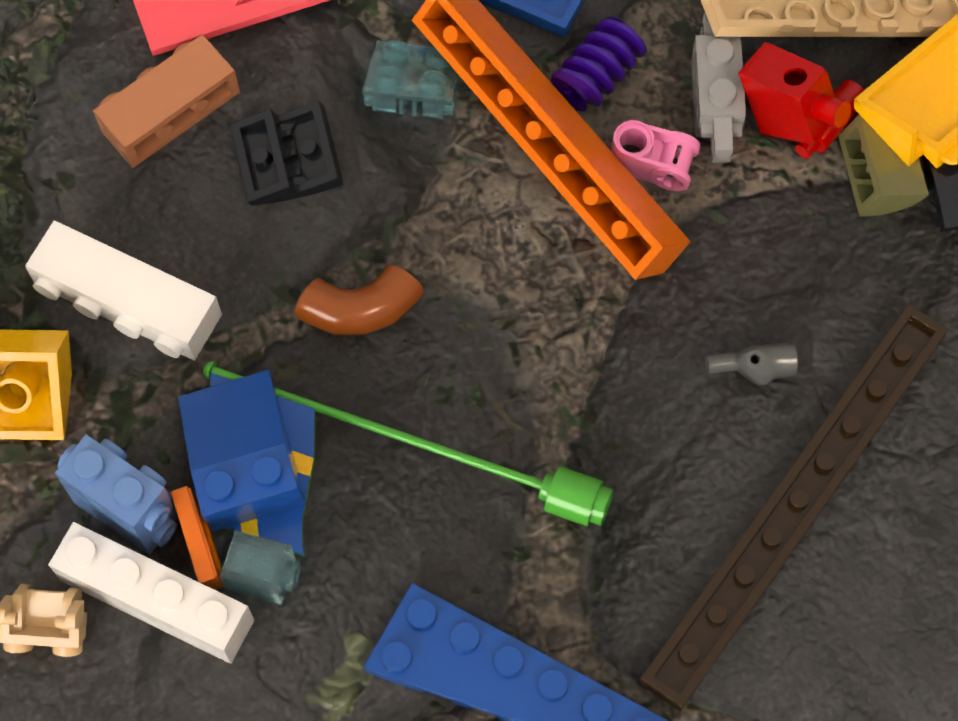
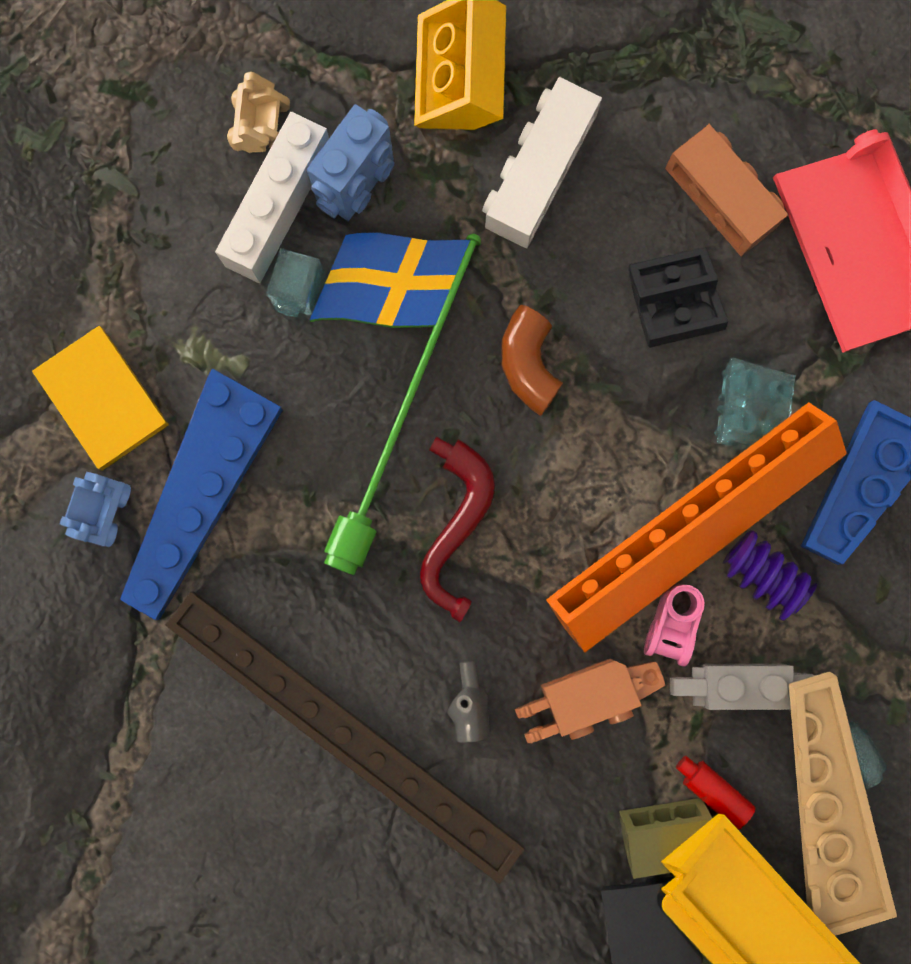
camera: 90 degrees right, 15 degrees up
(198, 538) = (320, 231): orange tile -> none
(239, 451) = (395, 261): blue slope -> none
(512, 357) = (480, 491): none -> dark red animal
(739, 240) = (591, 696): none -> nougat hinge
(791, 96) = (728, 755): red torso -> none

